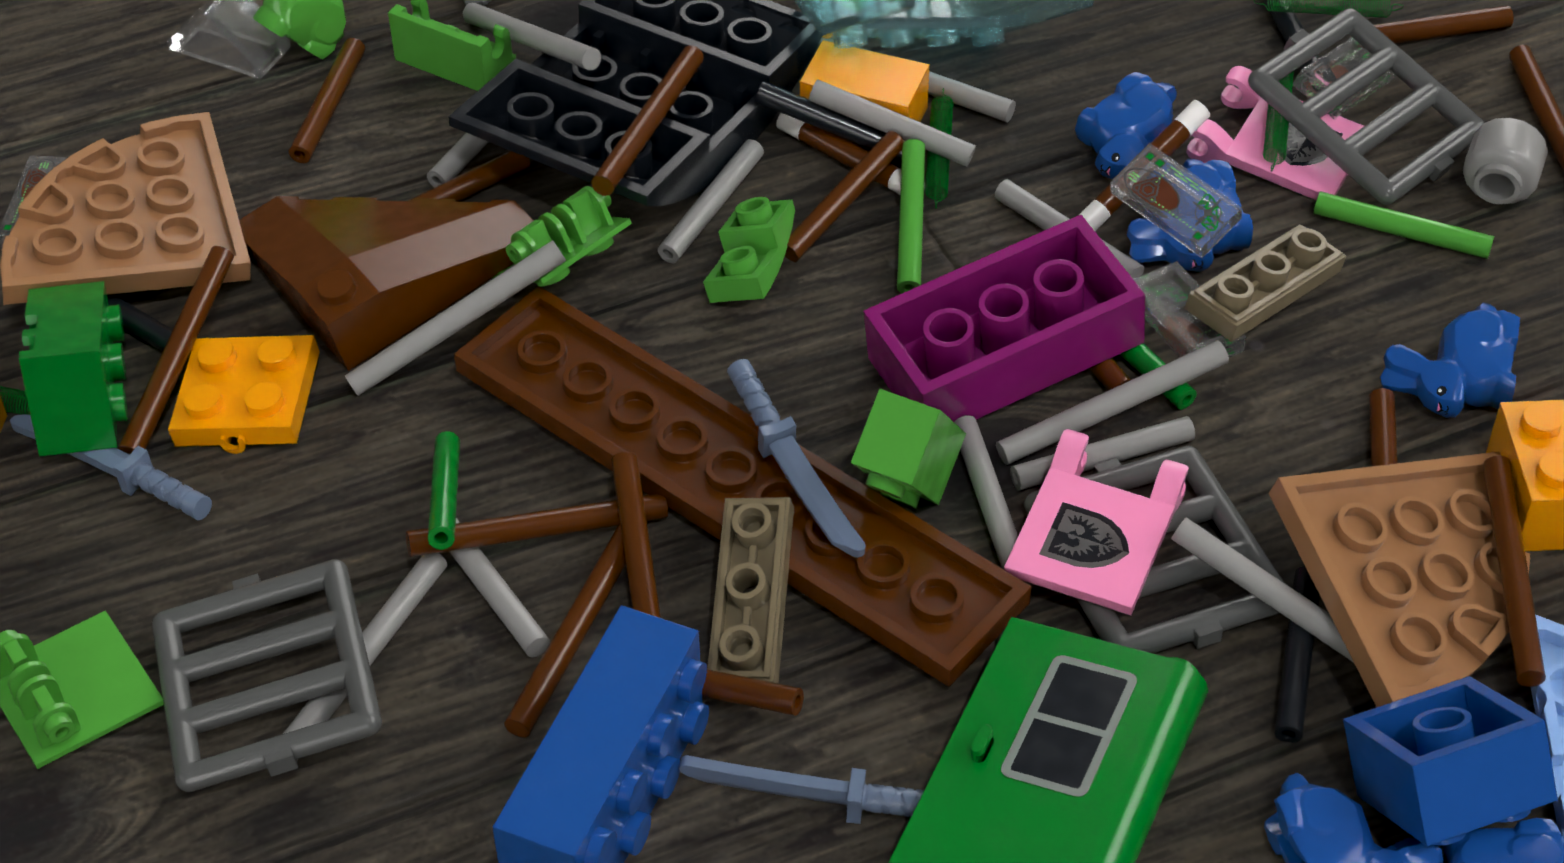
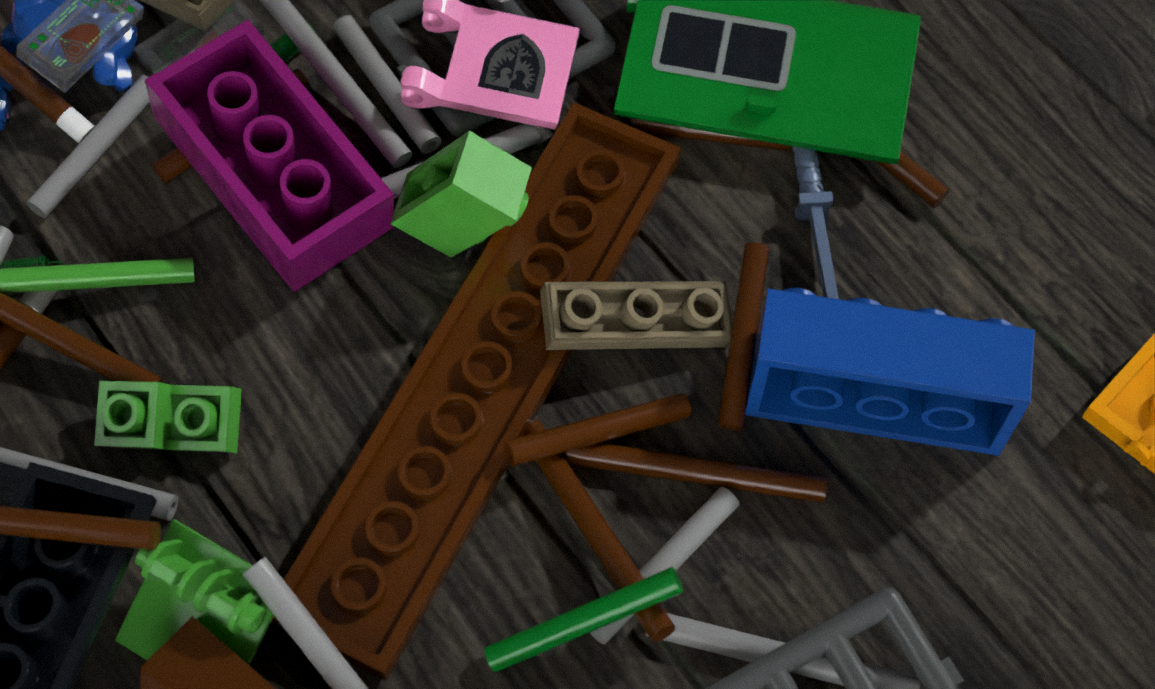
camera: 105 degrees left, 15 degrees up
(779, 439) = (458, 317): sand blue sword -> none

